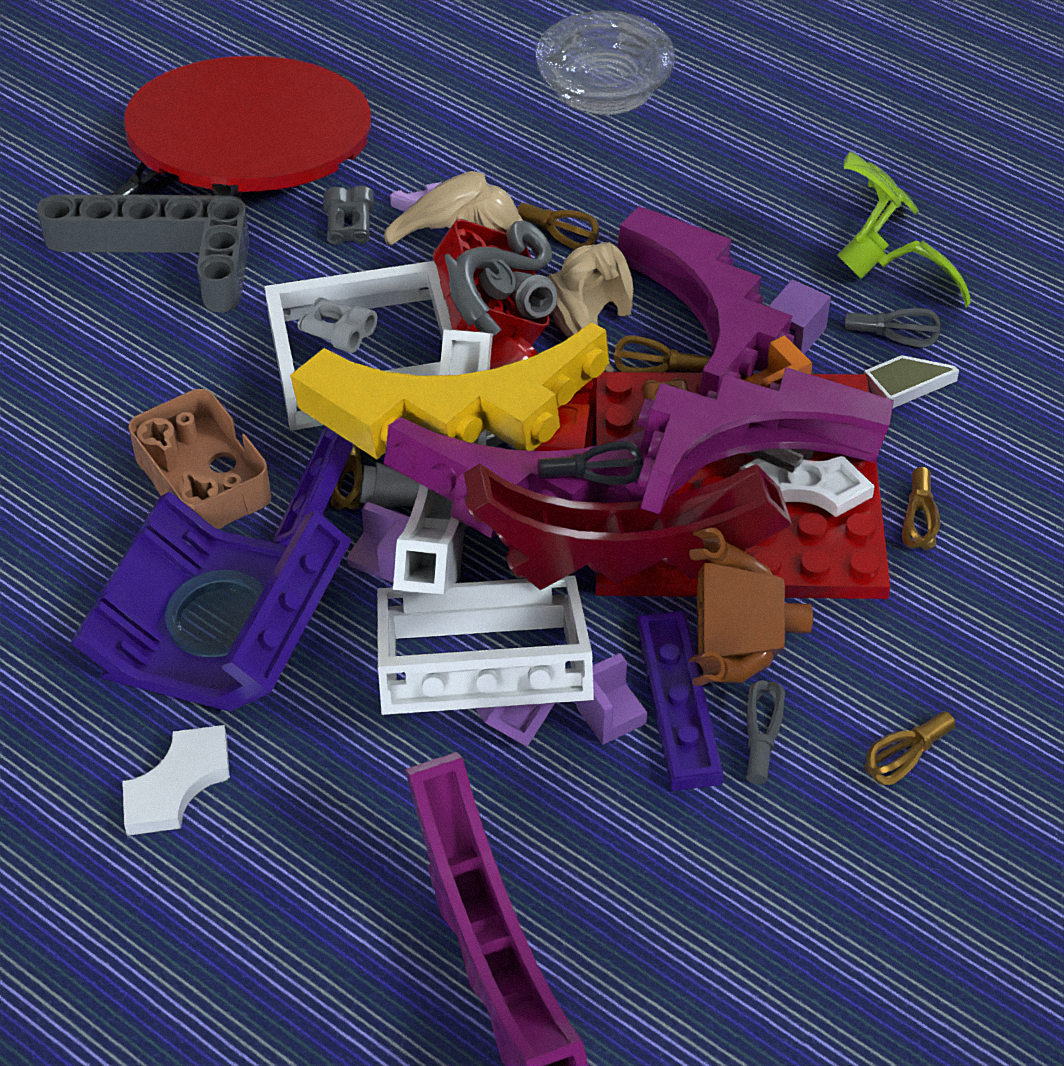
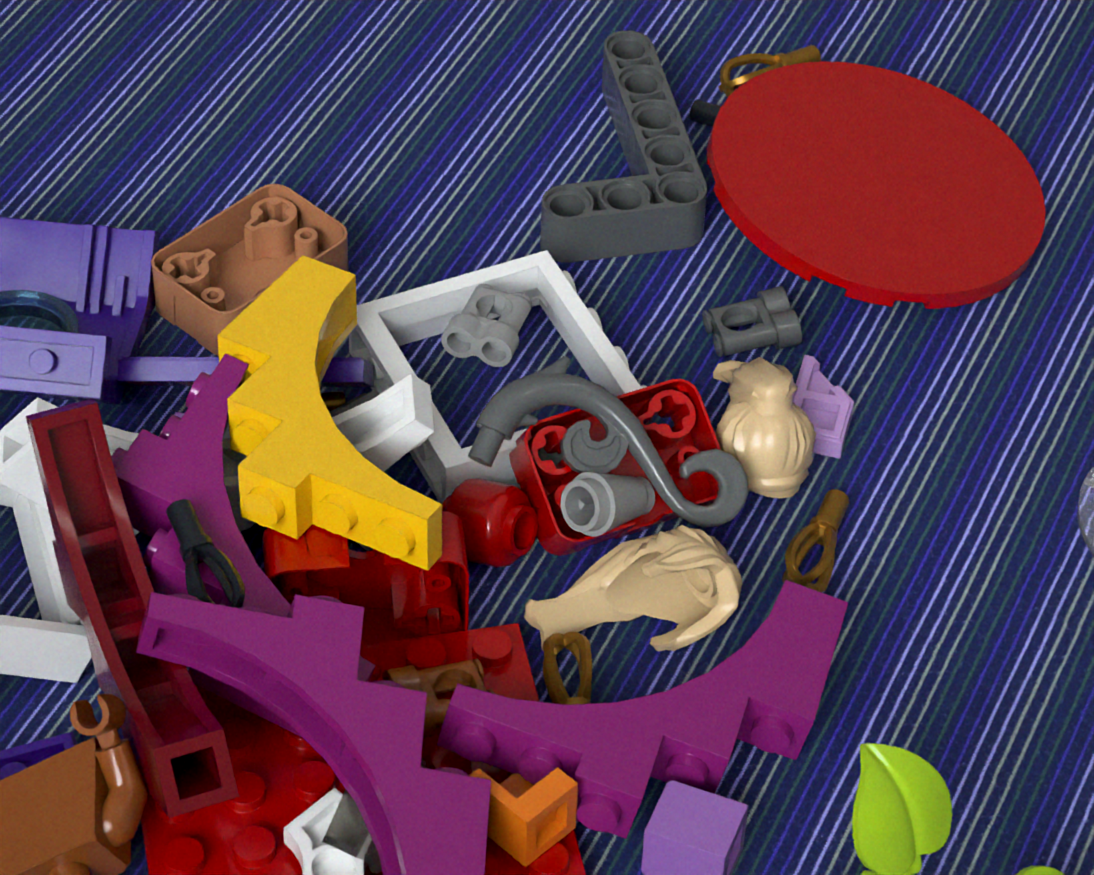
camera: 75 degrees right, 5 degrees down
(88, 152) = (803, 55): none -> pearl gold piece

